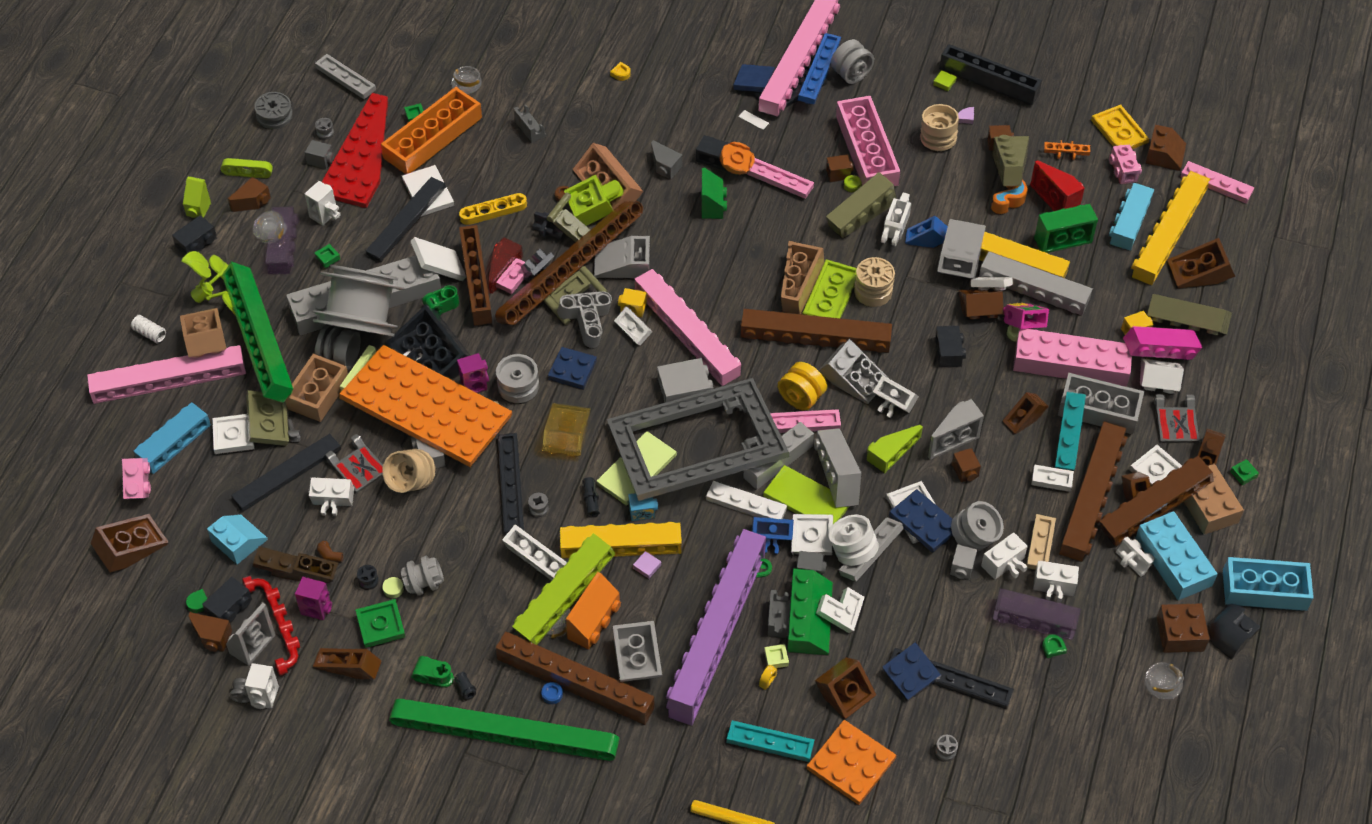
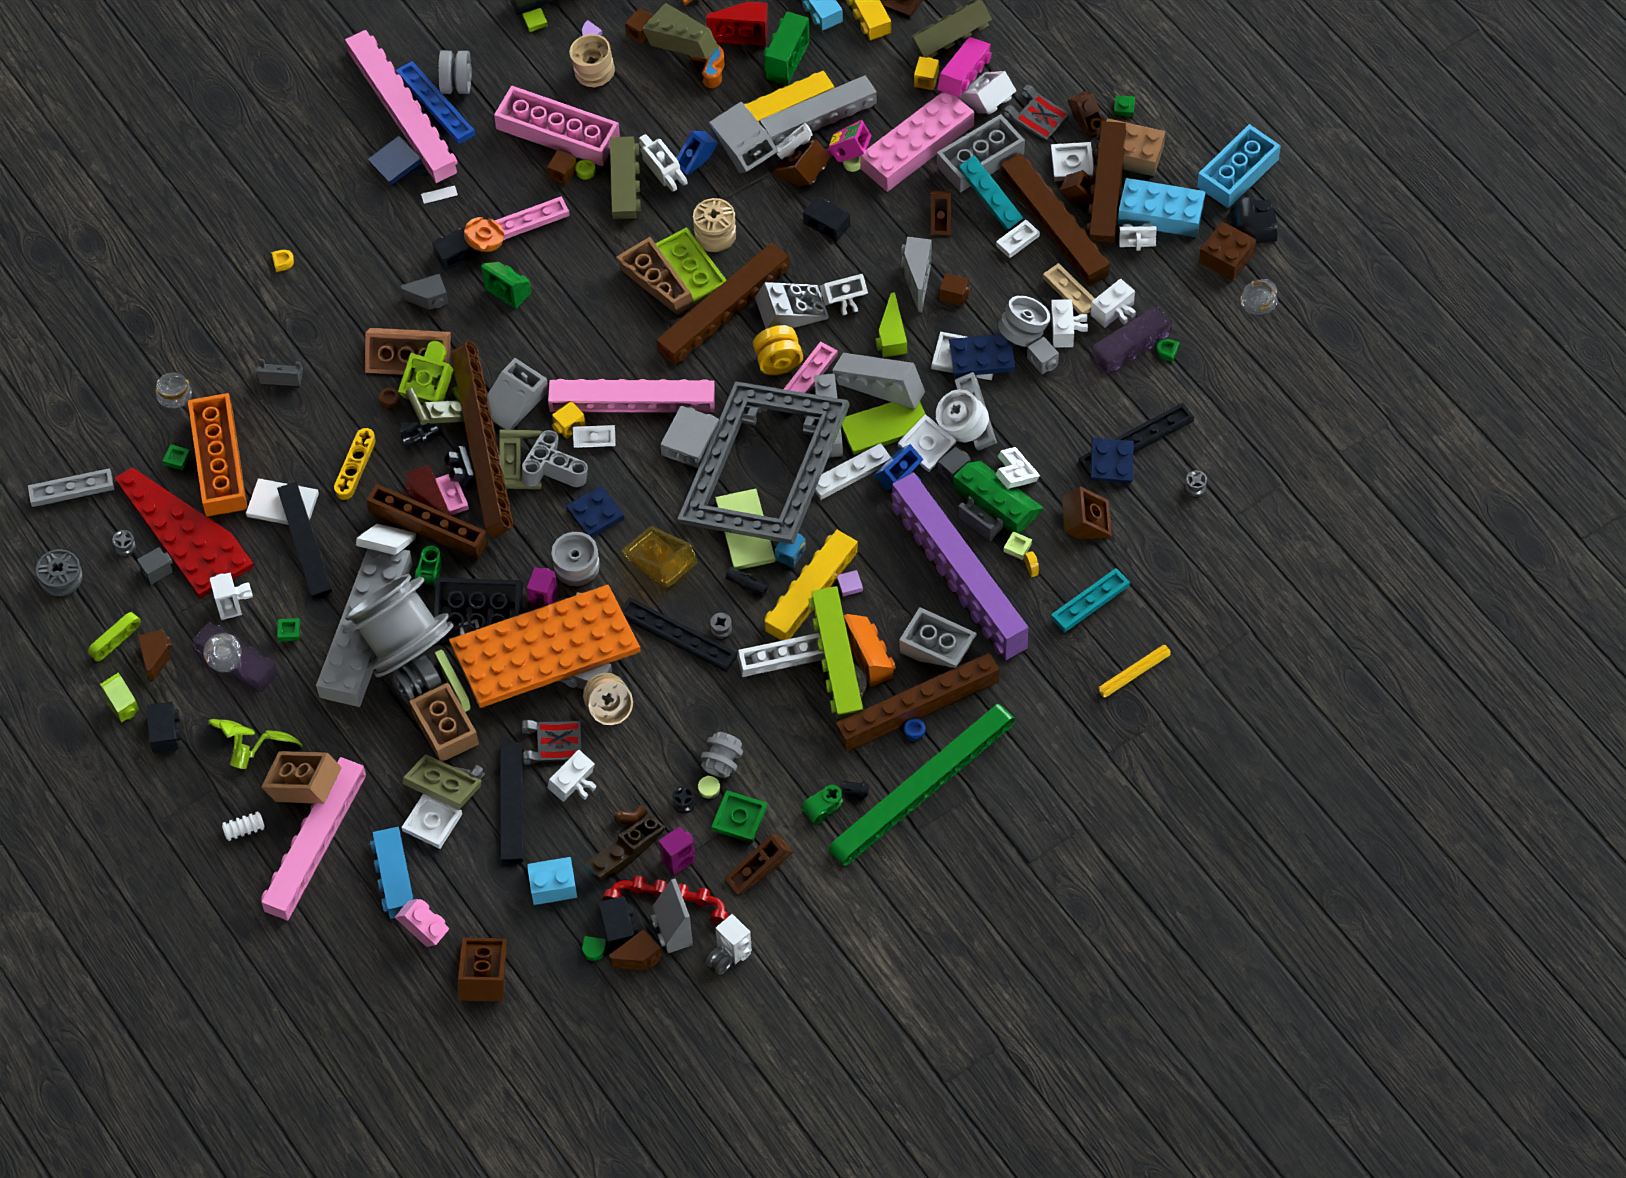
camera: 50 degrees left, 5 degrees up
(257, 332) = (342, 731): green brick -> none
(851, 762) = (1153, 557): orange plate -> none

